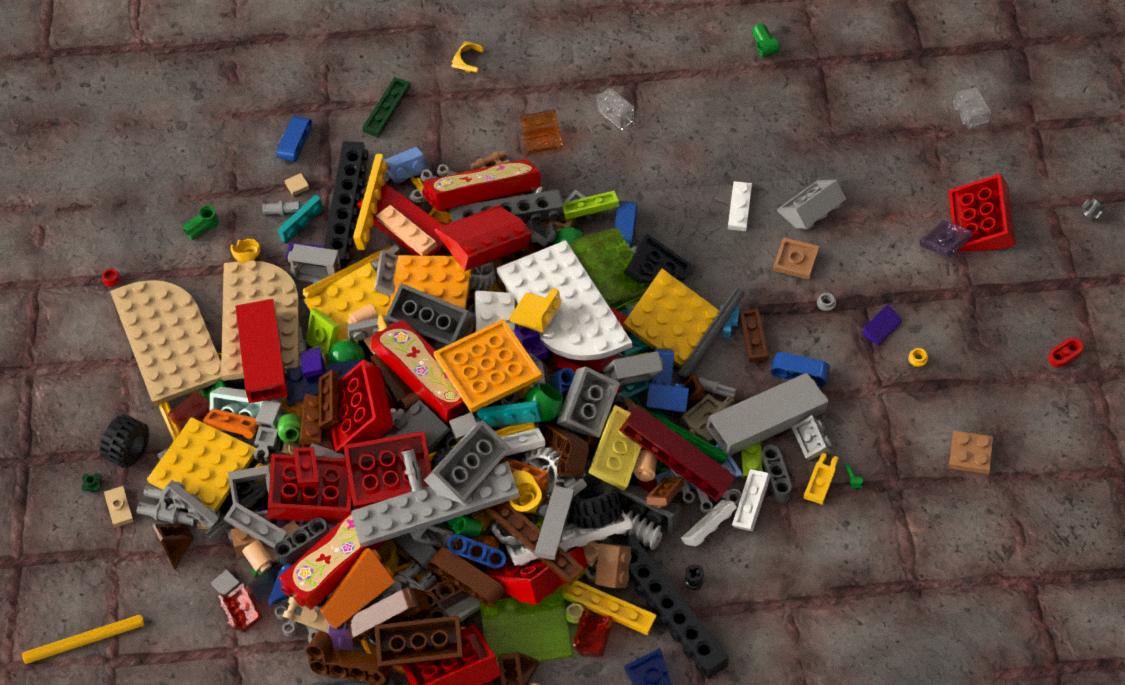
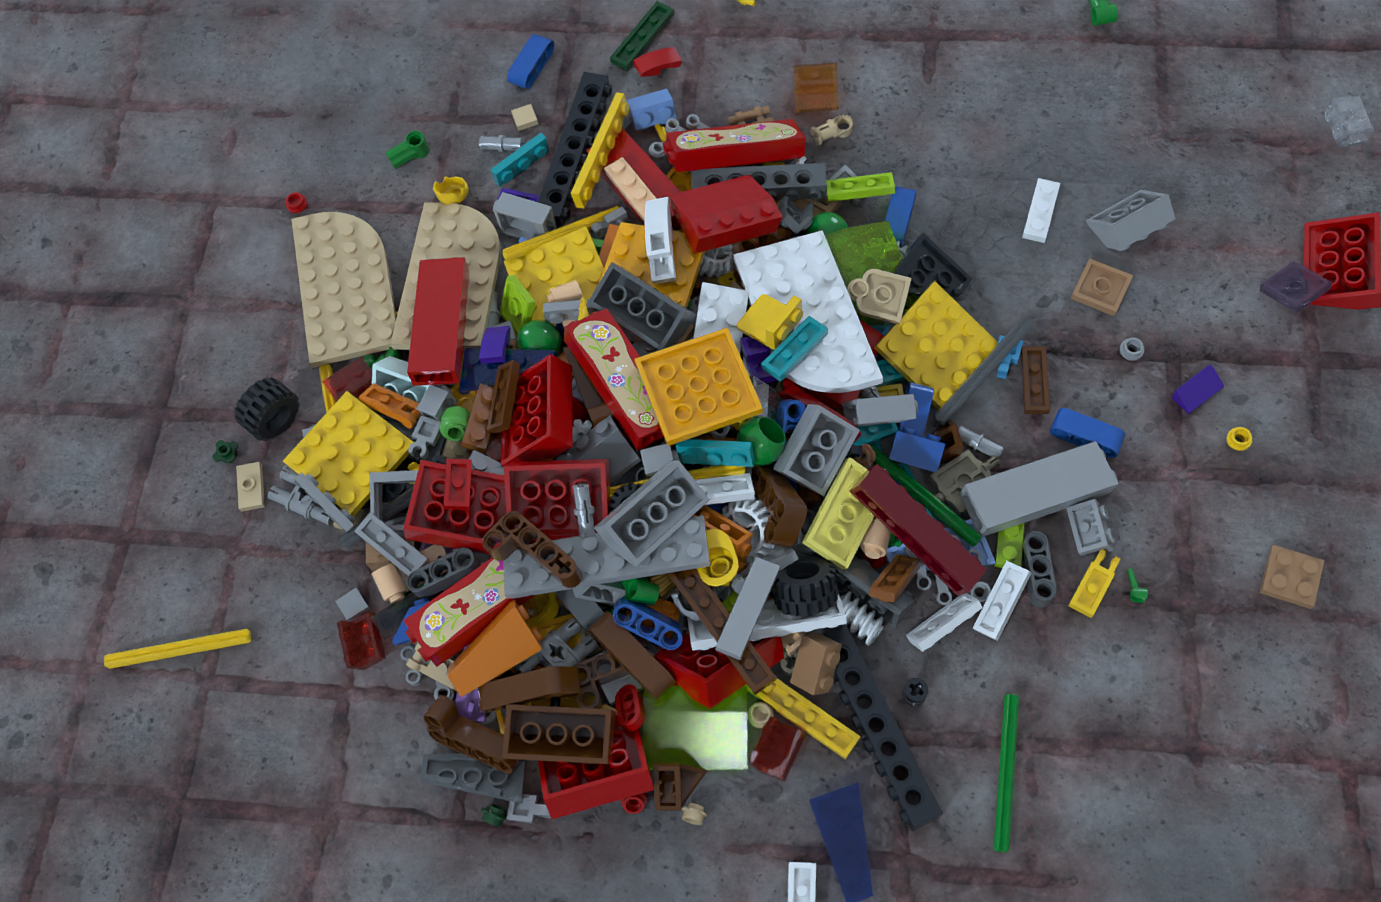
camera: 15 degrees right, 10 degrees up
(173, 540) = (301, 541): reddish brown slope -> none
(382, 505) = (538, 551): none -> reddish brown beam
(385, 273) = (602, 242): light grey plate -> none
(400, 127) = (652, 62): none -> red slope
(435, 263) = (659, 240): none -> white slope
(471, 619) = (630, 707): none -> red plate
(559, 164) = (830, 129): none -> tan connector
(559, 329) = (794, 348): none -> teal plate
(615, 108) = (908, 69): clear brick -> none
(620, 283) = (880, 295): none -> tan plate
(773, 624) = (1006, 773): none -> green axle

